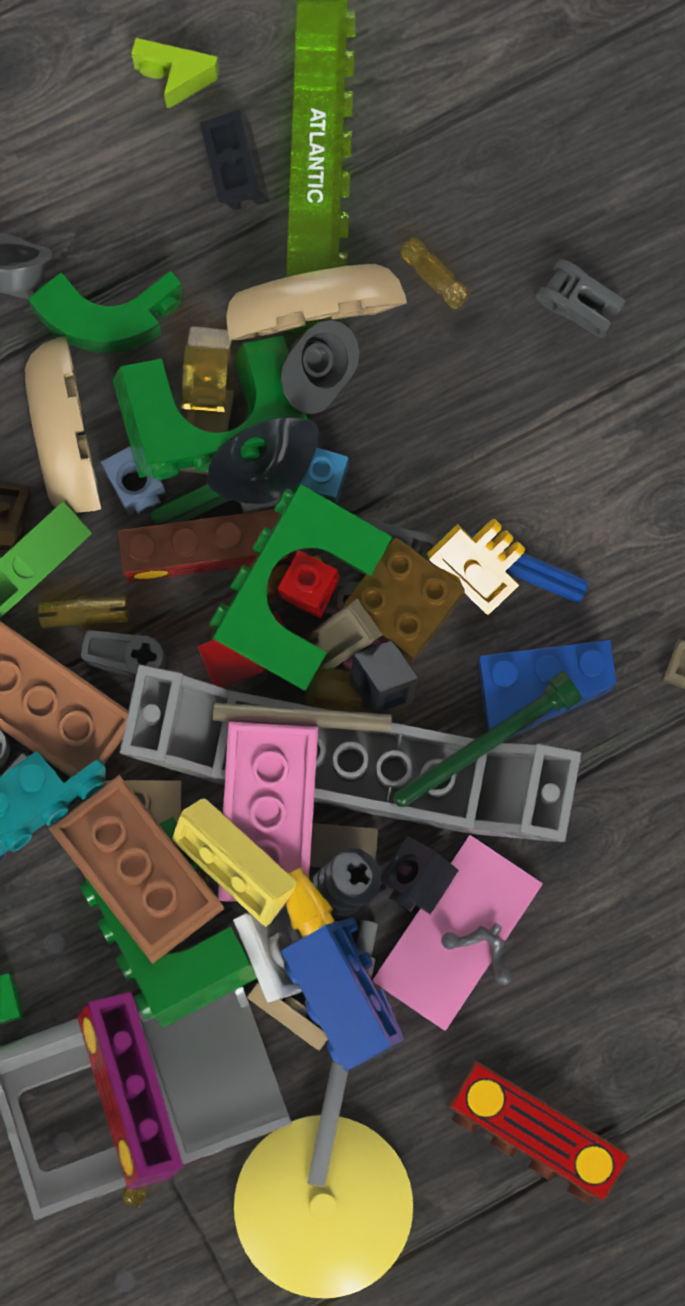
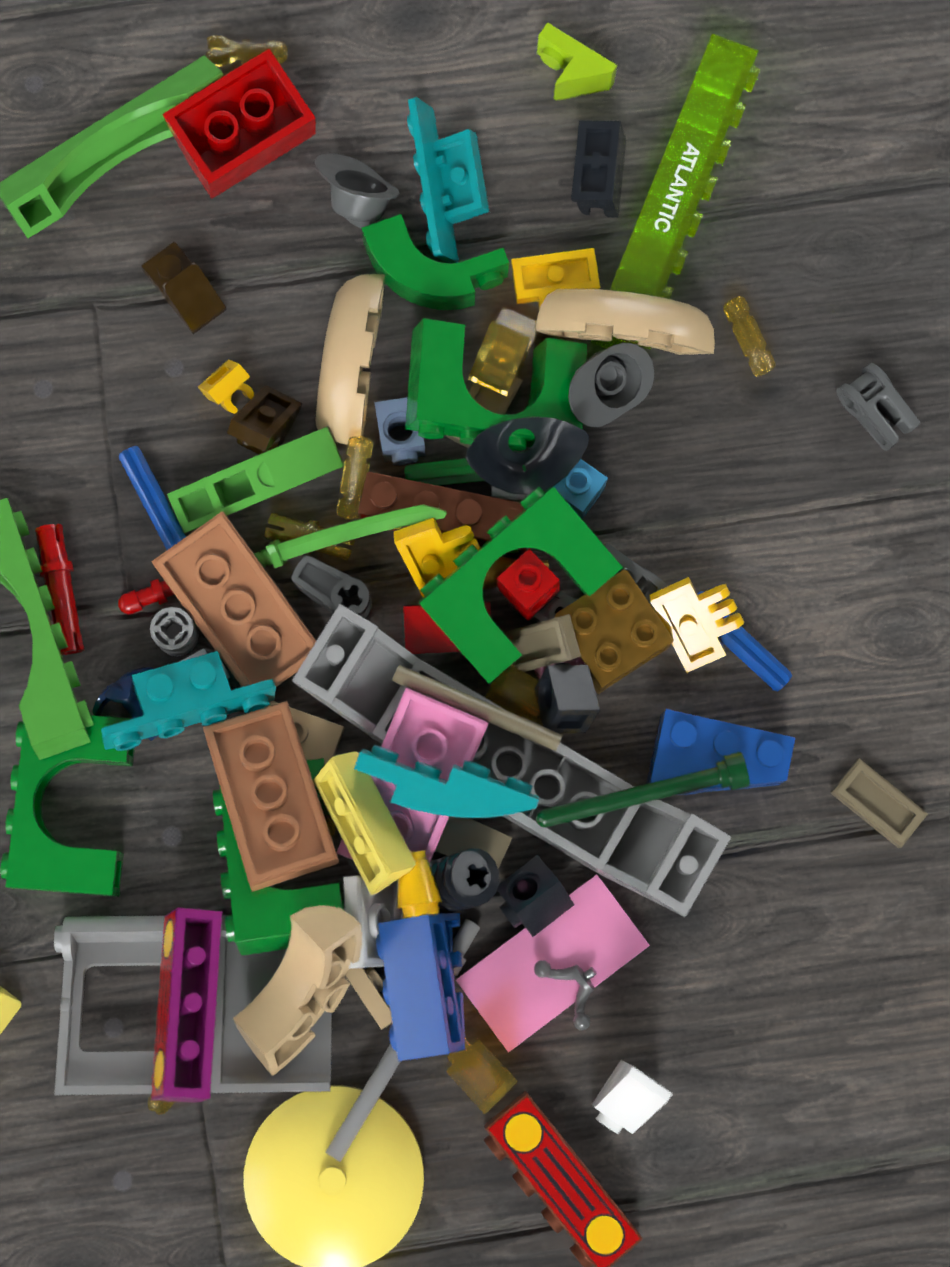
camera: 15 degrees right, 0 degrees up
(61, 637) = (279, 553): none -> bright green sword
(94, 219) = (449, 179): none -> teal bracket
(106, 539) = (354, 476): none -> clear yellow axle
(205, 585) = (431, 551): none -> yellow hinge
(218, 282) = (541, 274): none -> yellow hinge
(231, 1035) = (304, 985): none -> tan brick
(319, 800) = (465, 794): none -> teal slope
(426, 1058) = (480, 1074): none -> clear yellow slope
(572, 1031) = (628, 1099): none -> white slope

